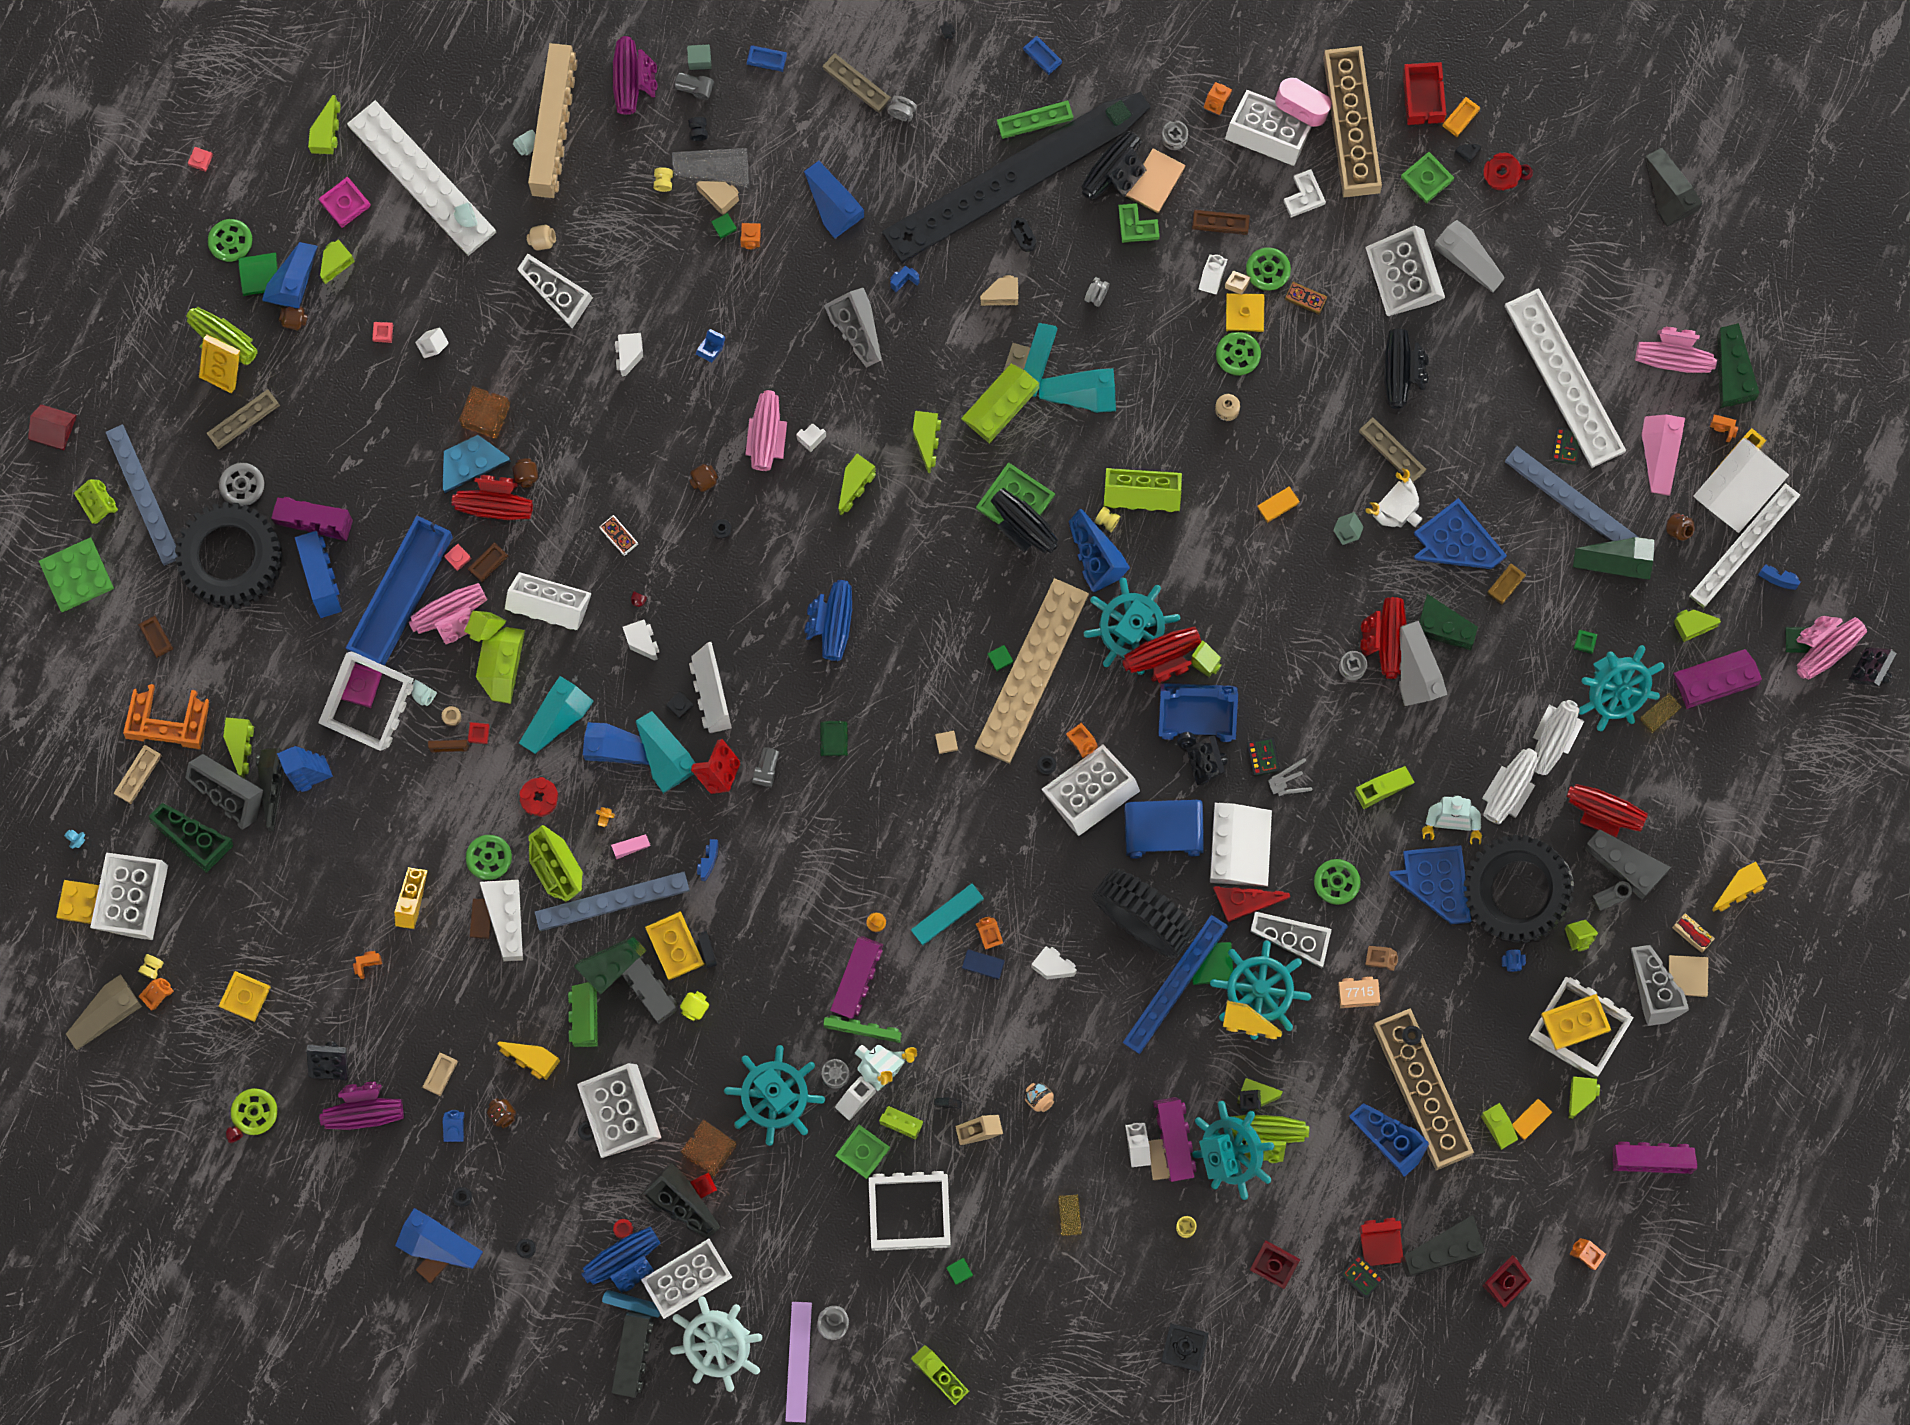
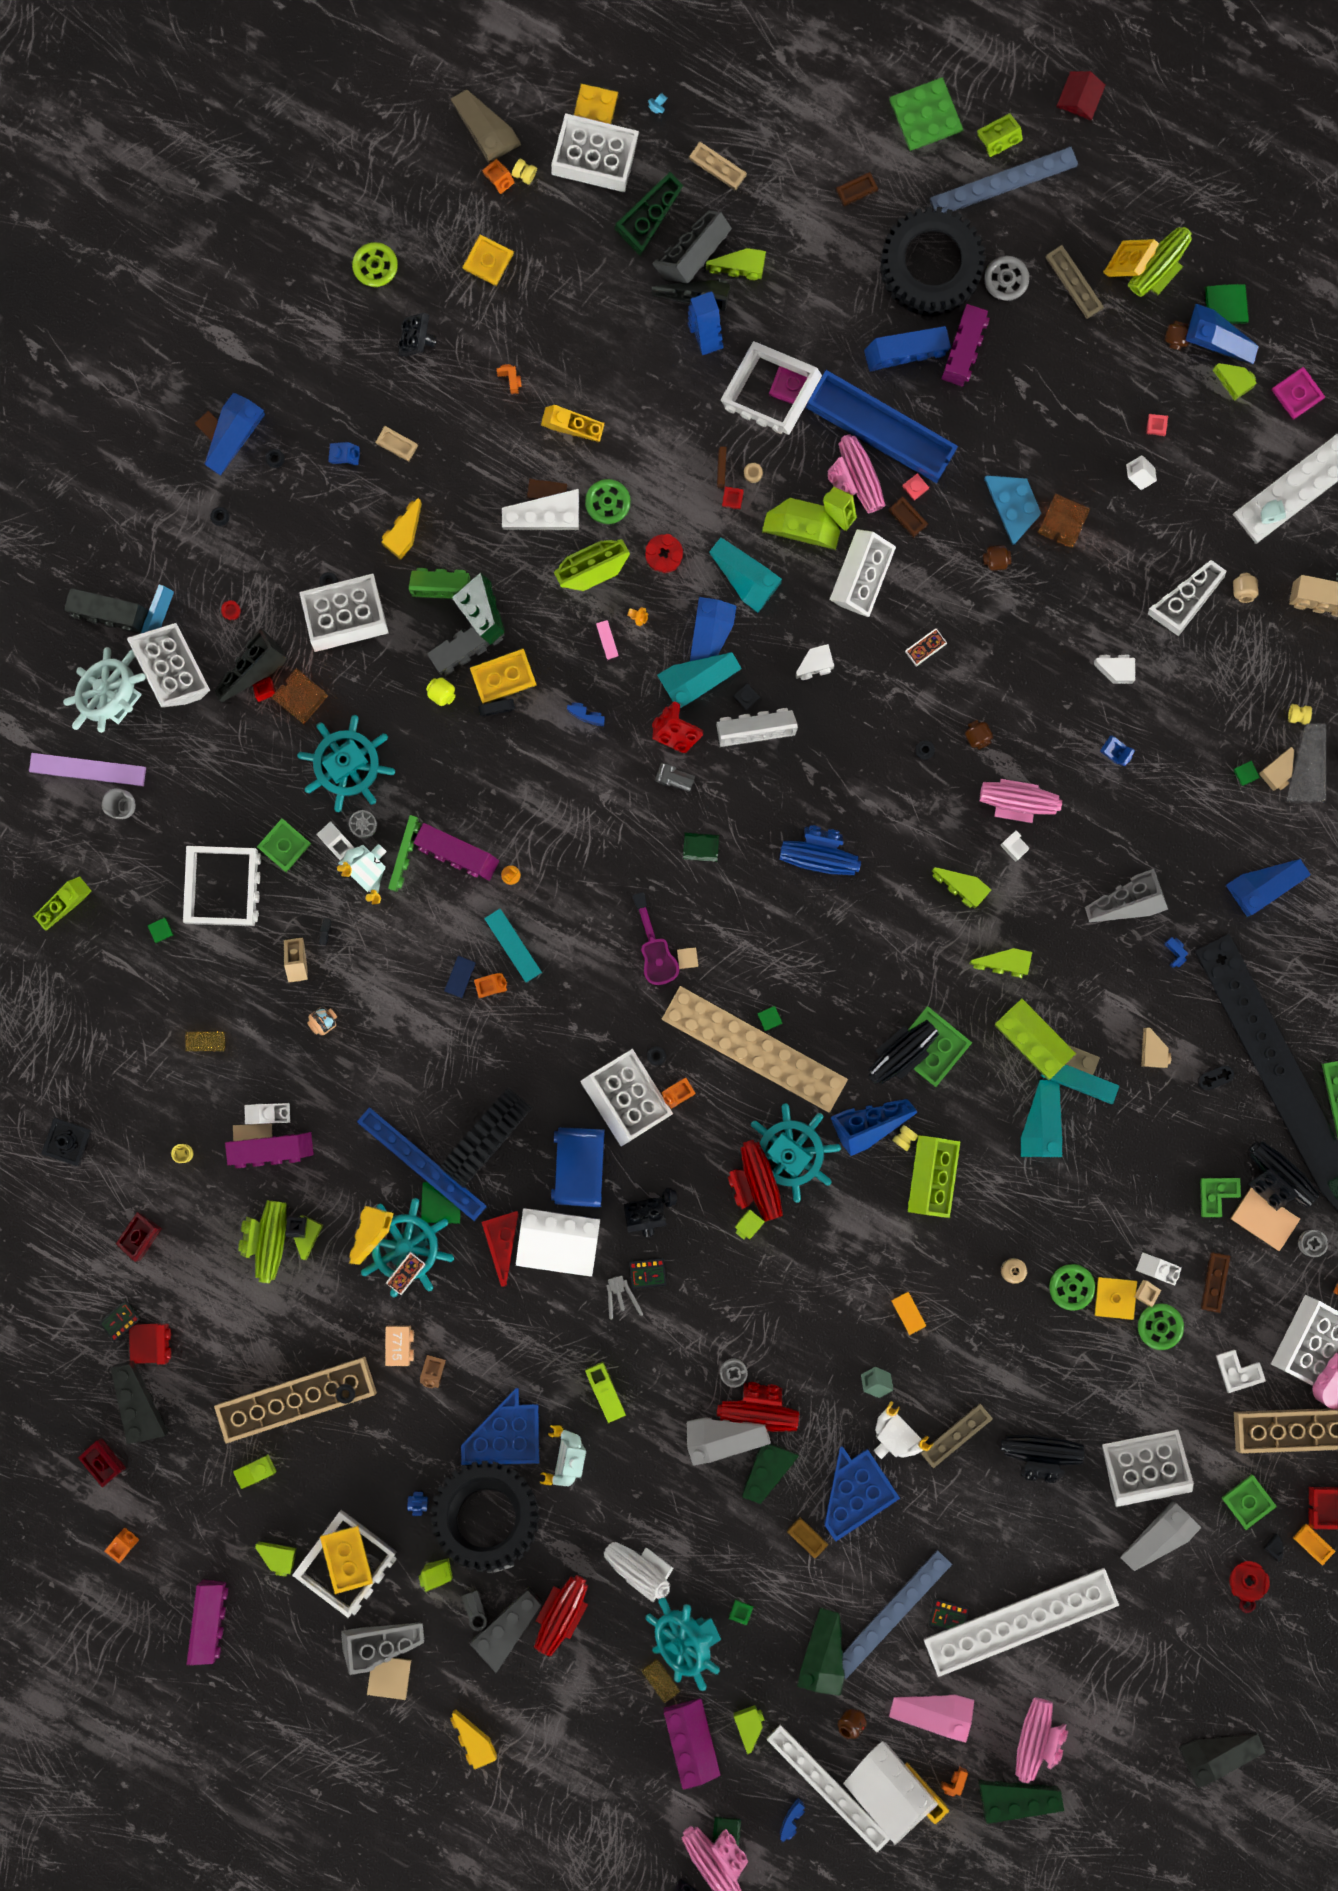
camera: 90 degrees right, 10 degrees up
(188, 734) = (754, 215): orange wedge -> none
(224, 254) = (1266, 261): bright green plate -> none
(233, 1134) = (353, 244): dark red hinge -> none
(361, 1108) = (367, 366): magenta plate -> none
(422, 694) = (778, 445): light aqua piece -> none
(493, 500) = (971, 524): red plate -> none
(501, 1113) = (351, 499): reddish brown head -> none
(612, 901) = (553, 619): sand blue plate -> none
(623, 1261) = (197, 608): blue plate -> none
(637, 599) = (858, 662): dark red hinge -> none
(750, 235) = (1233, 799): orange bracket -> none
(901, 1122) = (308, 884): lime bracket -> none
(953, 769) = (659, 964): none -> magenta piece
(1052, 966) = (451, 1044): white slope -> none
(1097, 292) = (1148, 1145): light grey wheel -> none
(1198, 710) = (699, 1212): blue windscreen -> none
(1224, 1153) = (242, 1197): teal piece -> none
(1286, 983) = (405, 1273): none -> tile
(1299, 938) = (459, 1286): white wedge -> none
(1306, 298) = (1126, 1362): tile -> none
(1322, 874) = (514, 1351): bright green plate -> none
(1396, 1141) = (245, 1368): blue wedge -> none
(1511, 787) = (591, 1519): white plate -> none
(1531, 1119) = (259, 1504): light orange tile -> none
(1693, 933) = (432, 1688): slope -> none

